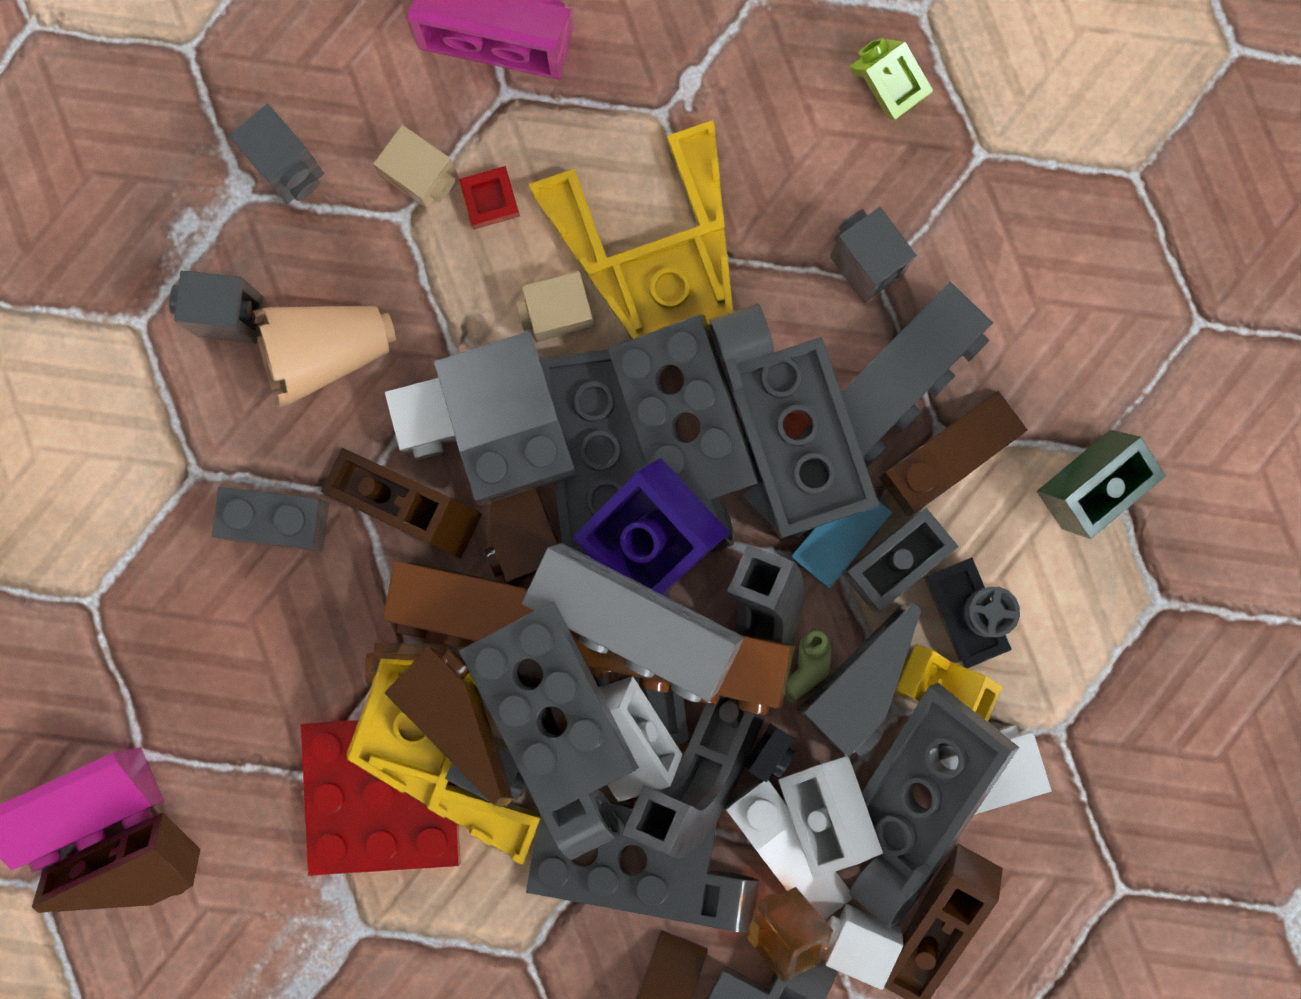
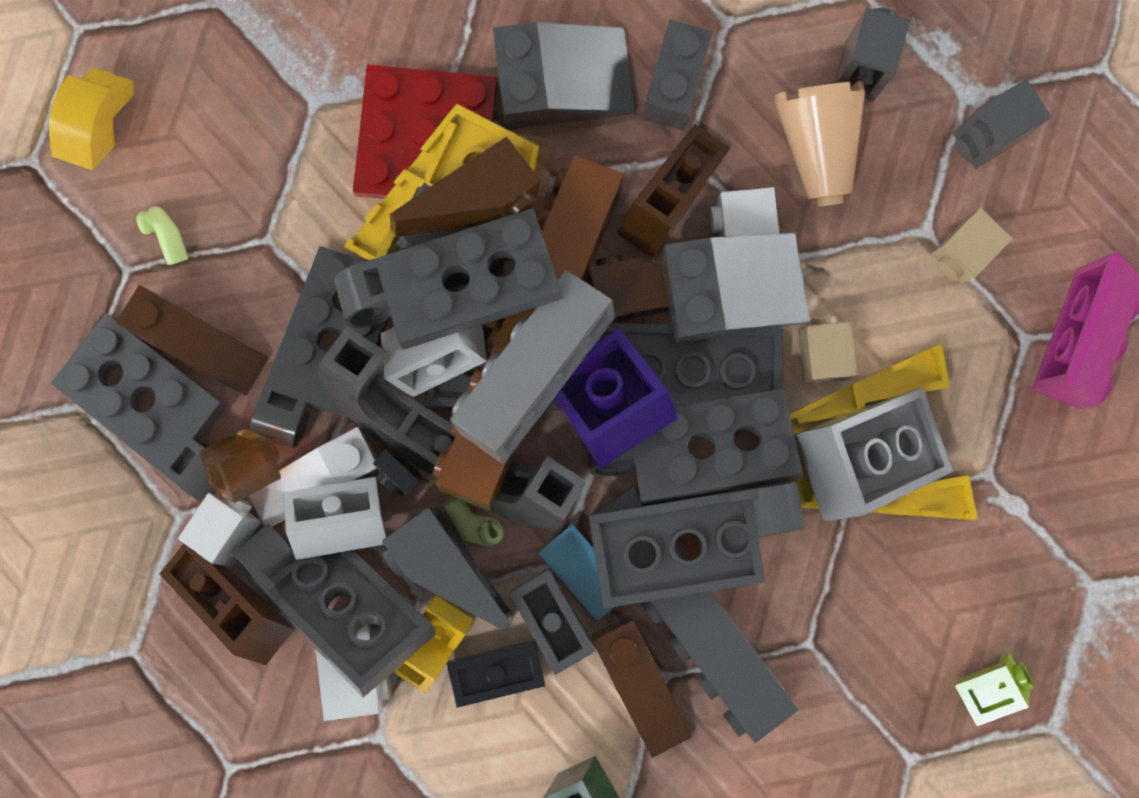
camera: 95 degrees right, 0 degrees up
(286, 649) = (562, 73): none -> dark grey slope
(489, 197) = (933, 308): red tile -> none
(664, 241) = (873, 455): none -> light grey slope
(871, 252) = (836, 642): dark grey brick -> none
(1001, 612) = (489, 703): dark grey wheel -> none

